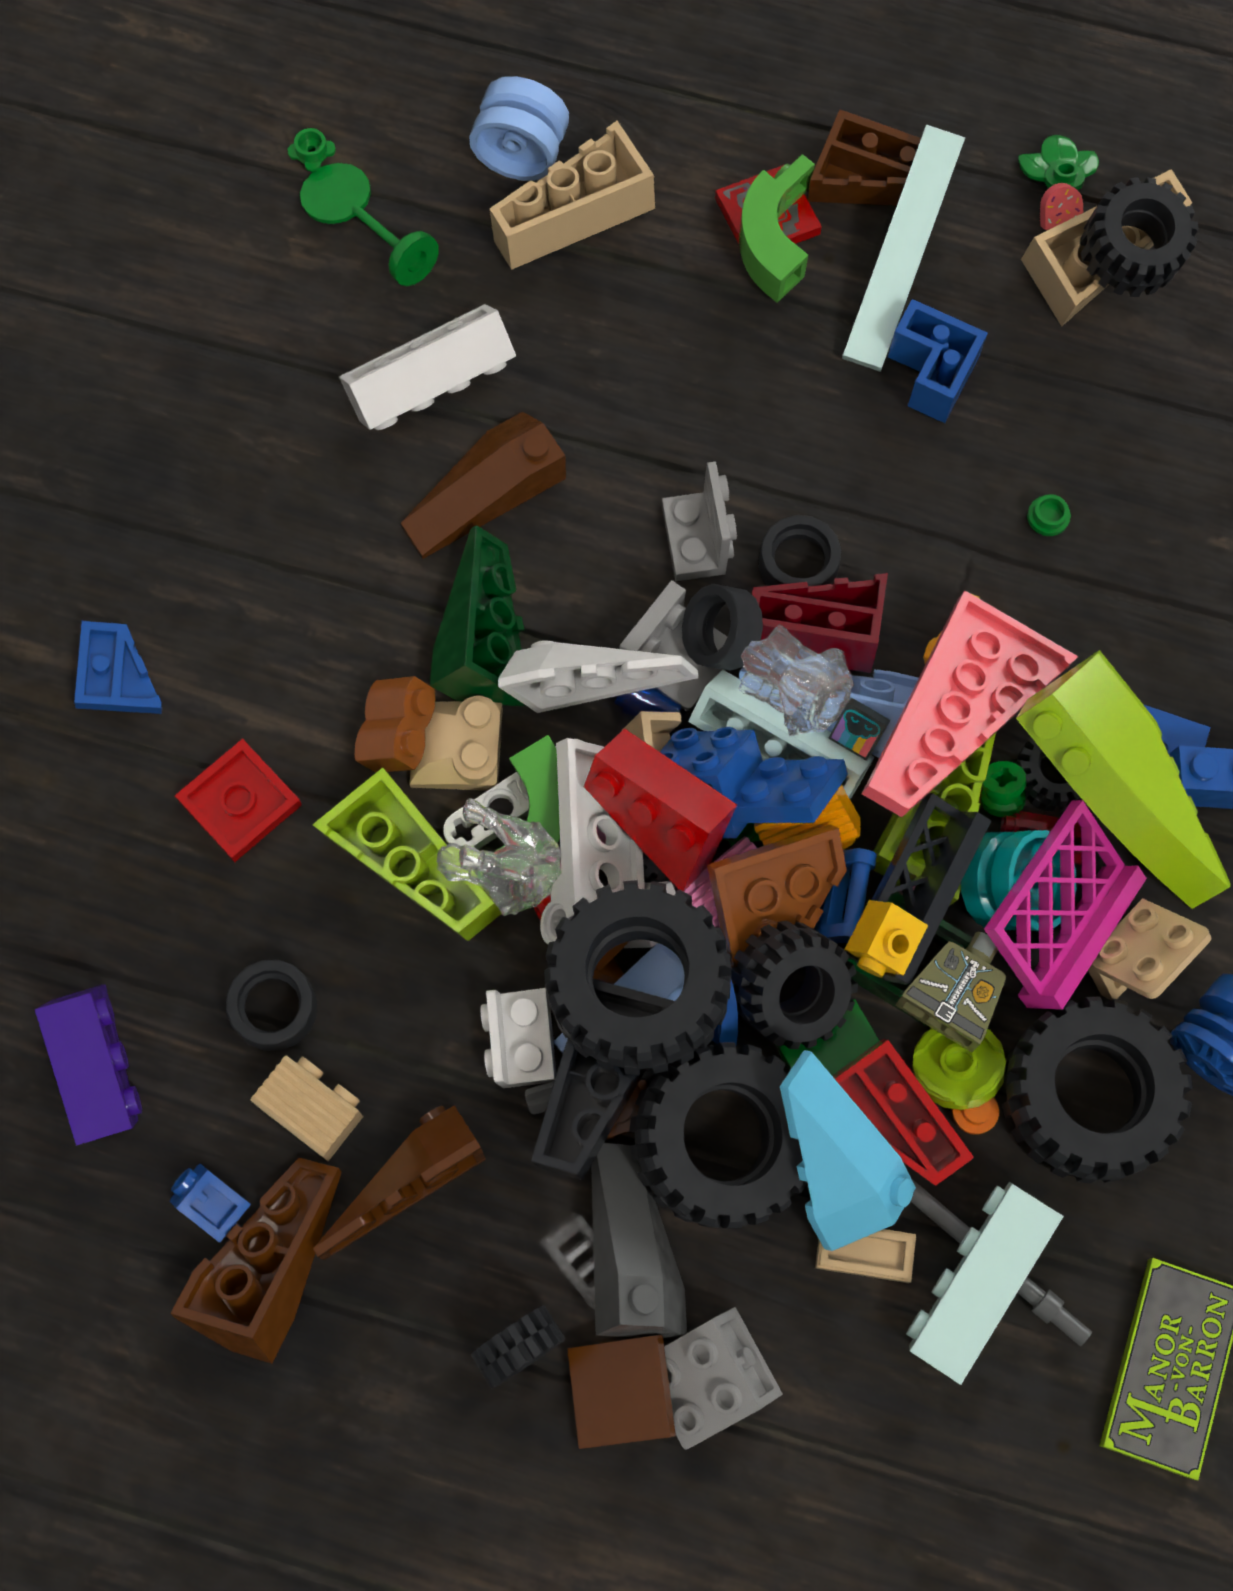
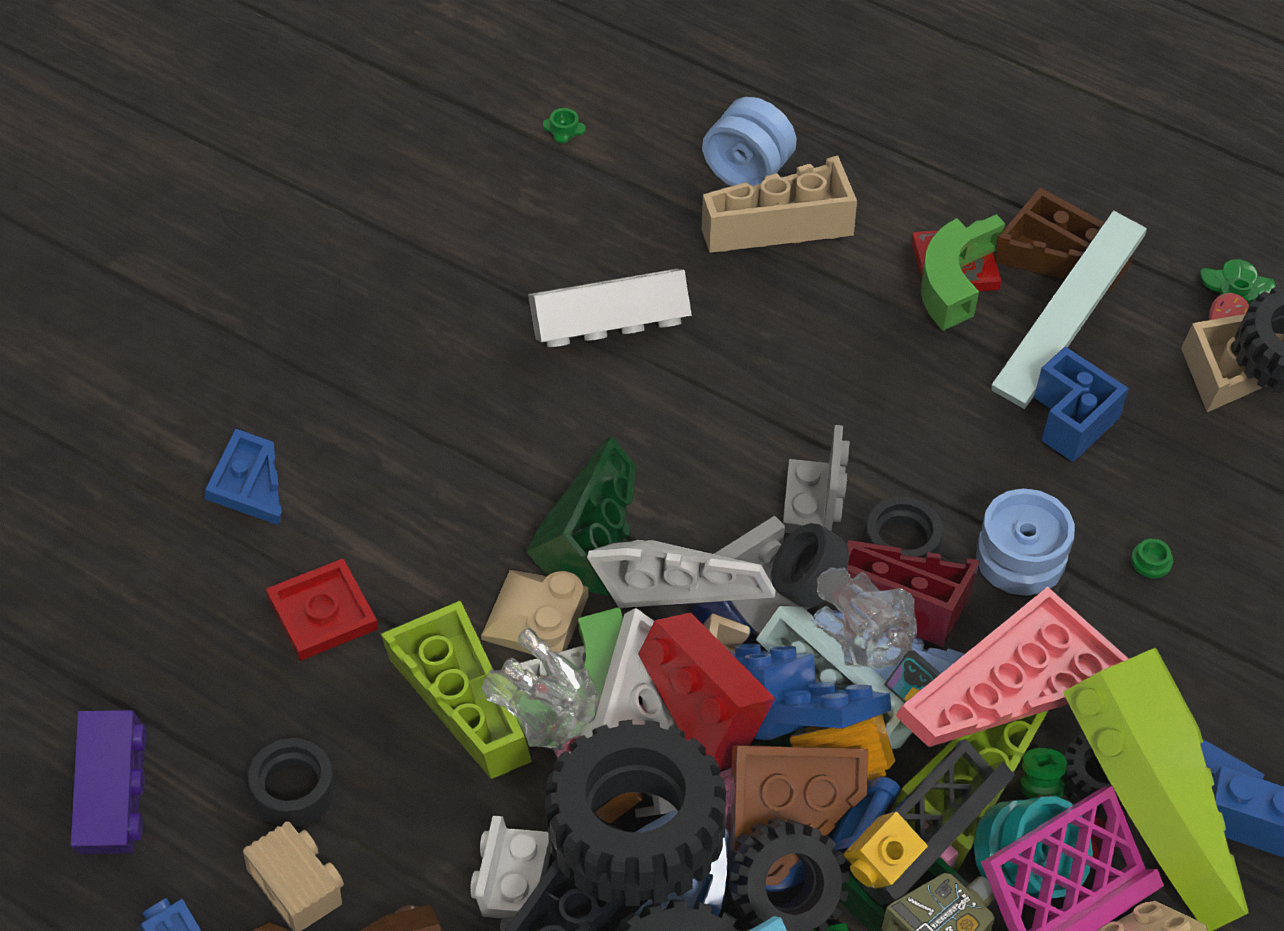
camera: 15 degrees right, 20 degrees down
(342, 192) = (582, 163): green piece -> none
(395, 724) = (485, 575): dark orange brick -> none
(489, 480) = (636, 411): reddish brown wedge -> none
(924, 534) = (1025, 541): none -> light blue wheel

